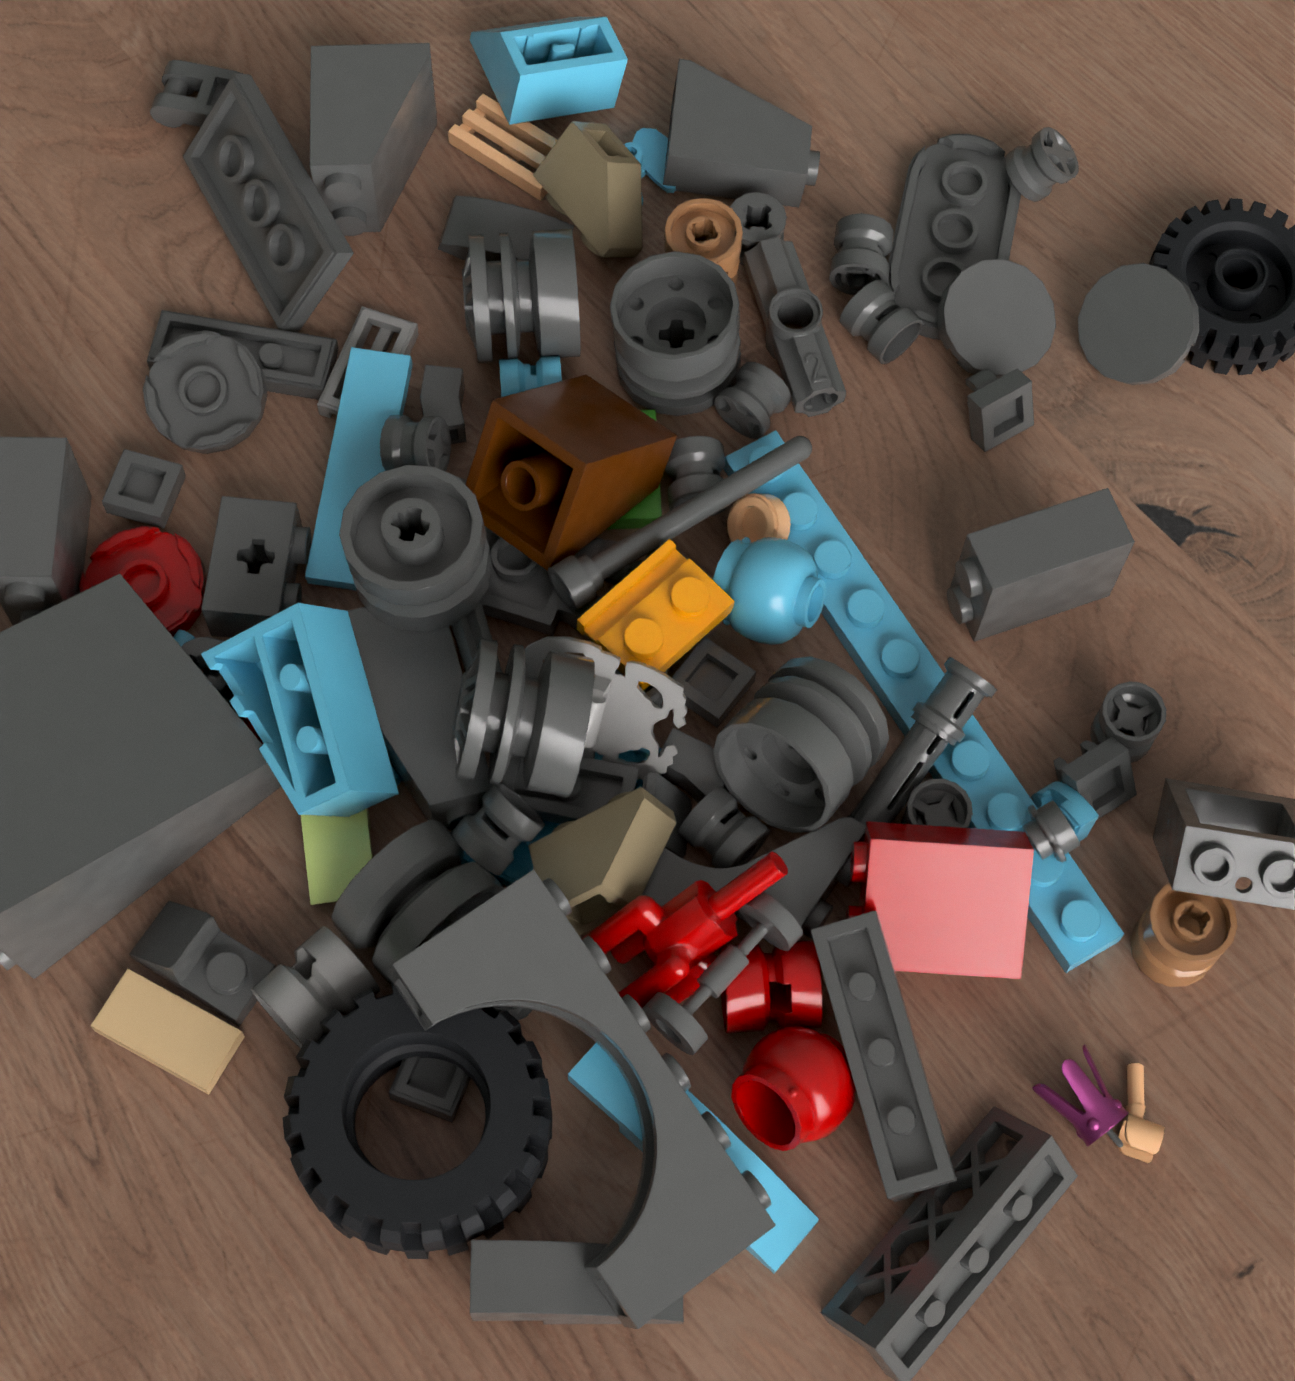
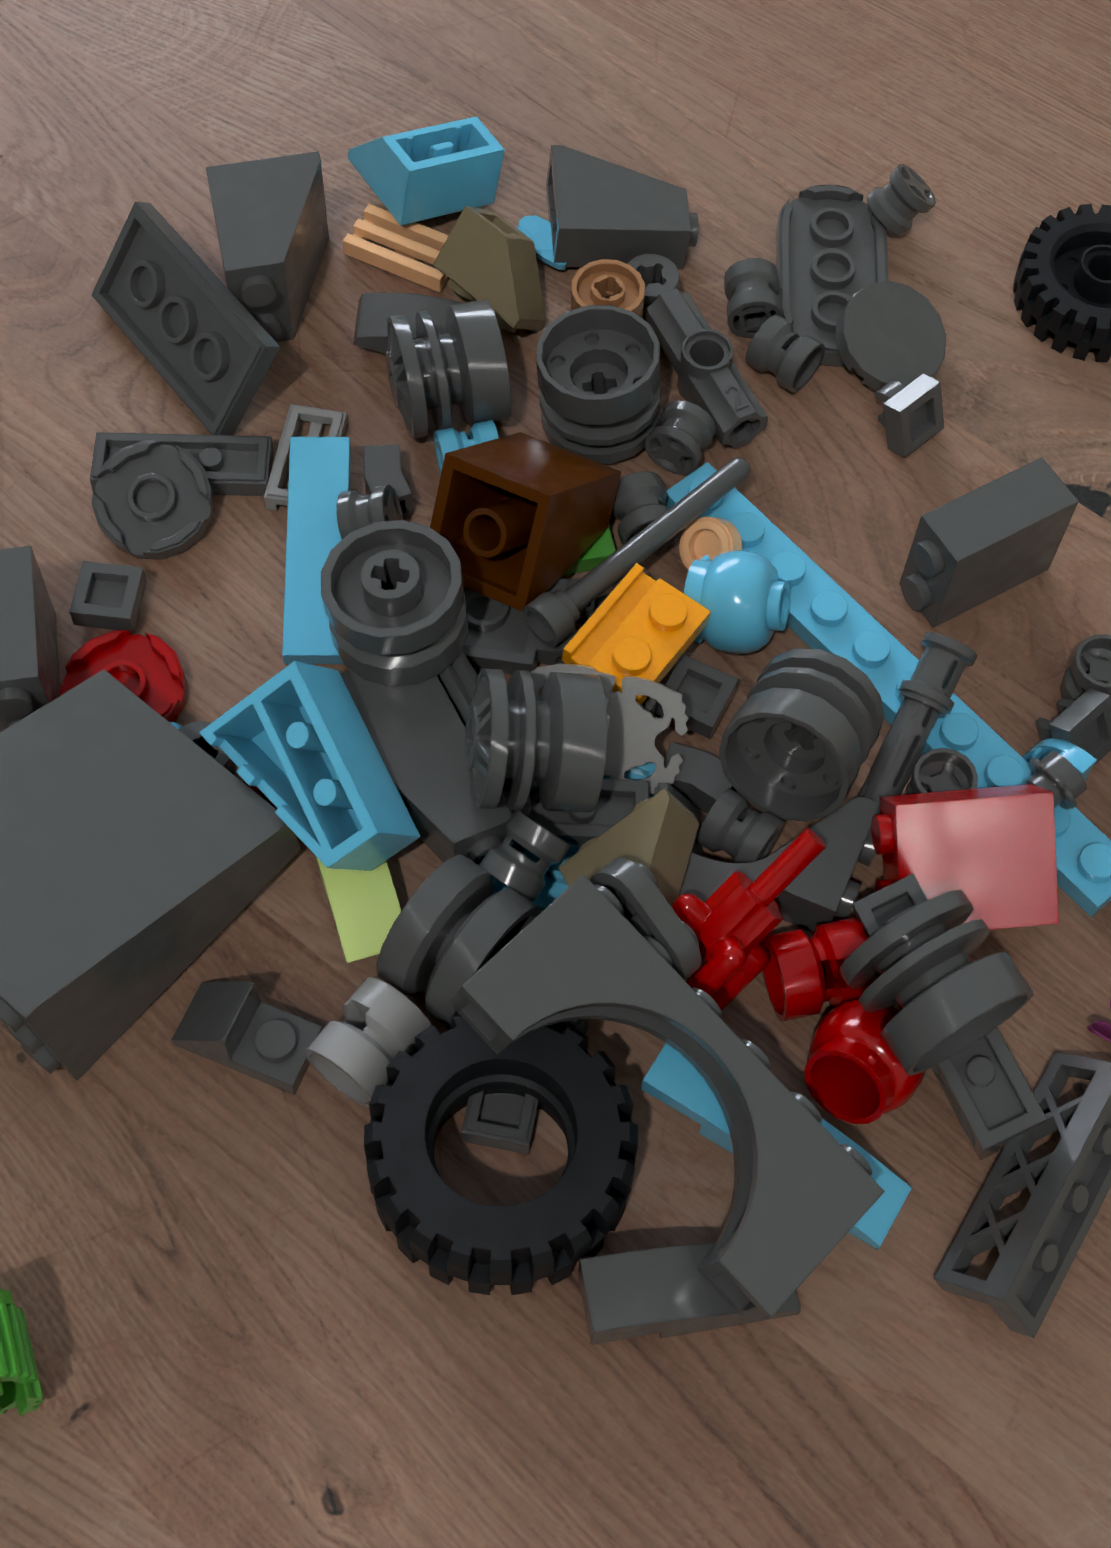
camera: 10 degrees left, 5 degrees down
(168, 1031) = (224, 1109): tan tile -> none
(182, 78) = (78, 247): dark grey plate -> none
(247, 538) = (230, 646): dark grey brick -> none
(596, 916) = (650, 912): none -> dark grey plate
(675, 1022) = (811, 902): dark grey wheel -> none
(858, 1017) = (928, 970): none -> dark grey wheel
(1138, 324) = (1023, 322): dark grey tile -> none

